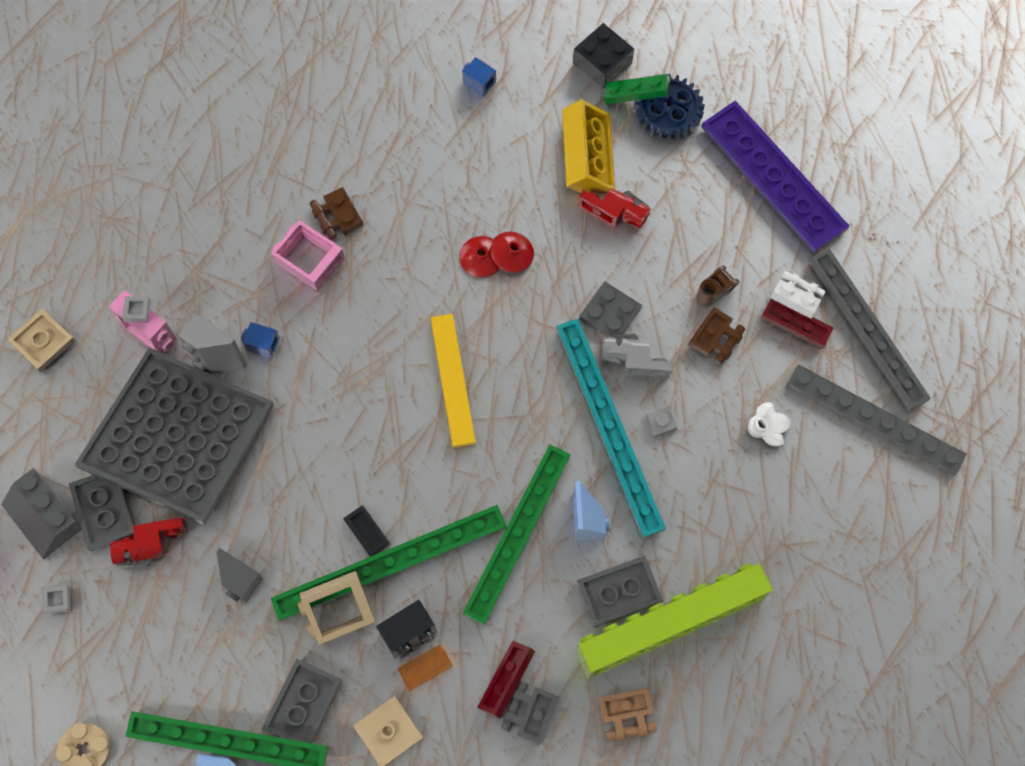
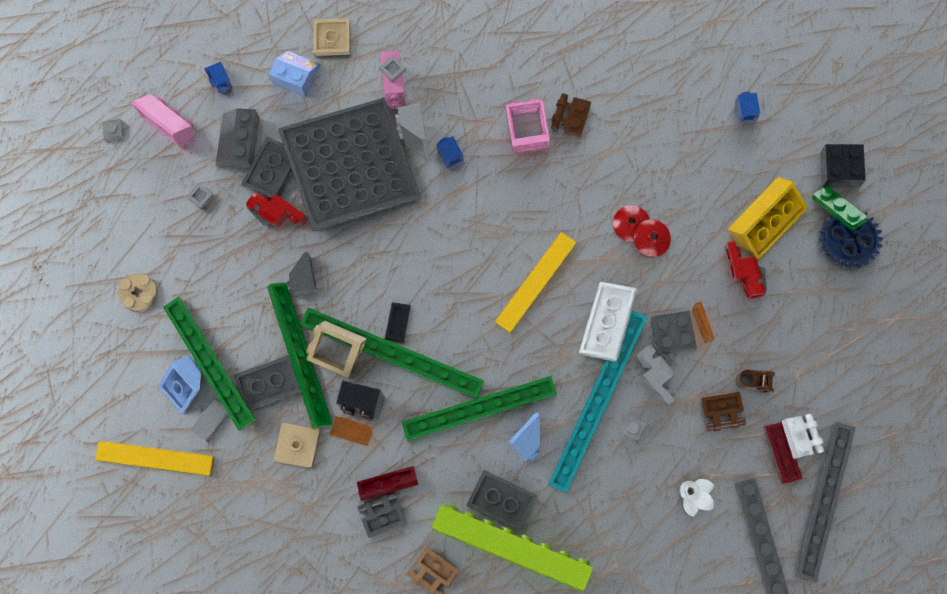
camera: 55 degrees right, 5 degrees up
(36, 404) = (293, 72): none -> light blue slope
(306, 649) = (297, 351): none -> green plate
(549, 353) = (608, 321): none -> white tile
(626, 280) = (703, 323): none -> clear orange tile
(775, 176) = (872, 348): dark purple plate -> none

